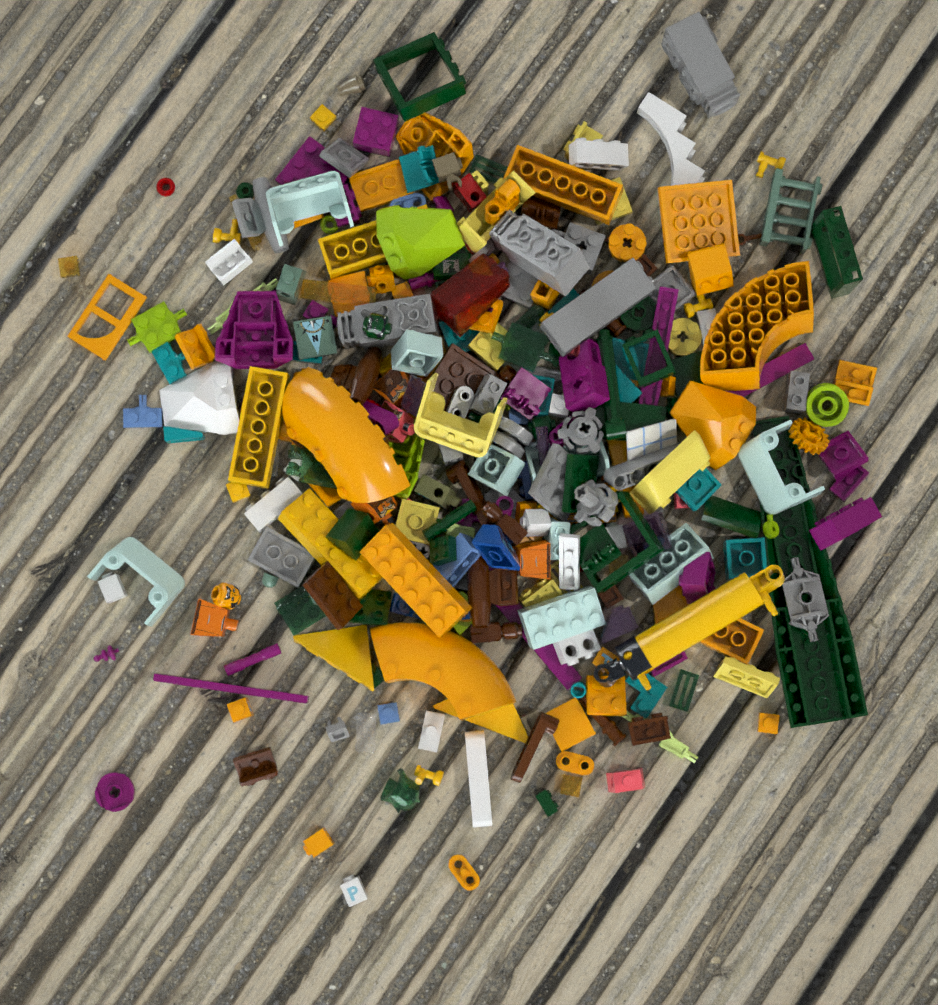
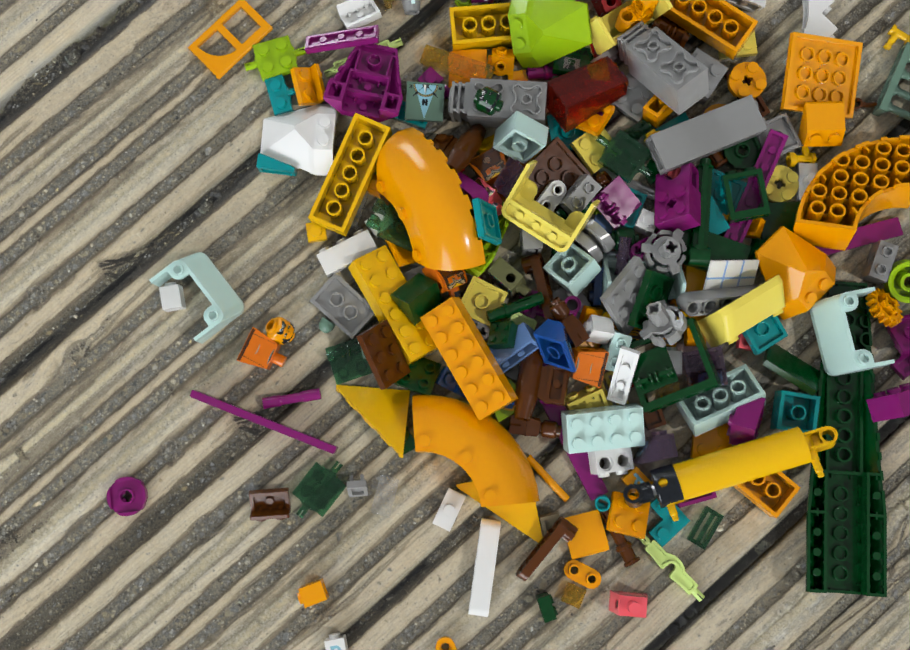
camera: 10 degrees right, 0 degrees up
(105, 655) = (149, 361): magenta hair -> none
(142, 415) = (241, 139): medium blue plate -> none
(219, 293) = (342, 39): none -> magenta tile
(240, 709) = (267, 444): light orange brick -> none
(290, 283) = (414, 44): sand green torso -> none
(300, 741) = (319, 489): none -> clear green plate
(388, 713) = (411, 481): medium blue plate -> none
(401, 794) = (405, 565): clear green helmet -> none
(402, 445) = (487, 221): none -> teal plate
(422, 773) = (432, 549): yellow piece -> none
(521, 679) = (548, 479): none -> light orange bar
(649, 730) = (663, 559): reddish brown bracket -> none
(746, 677) = (772, 529): light yellow plate -> none
(768, 723) = (780, 579): light orange plate -> none
(770, 527) = (827, 388): lime piece -> none
(805, 614) = (842, 481): light grey plate -> none

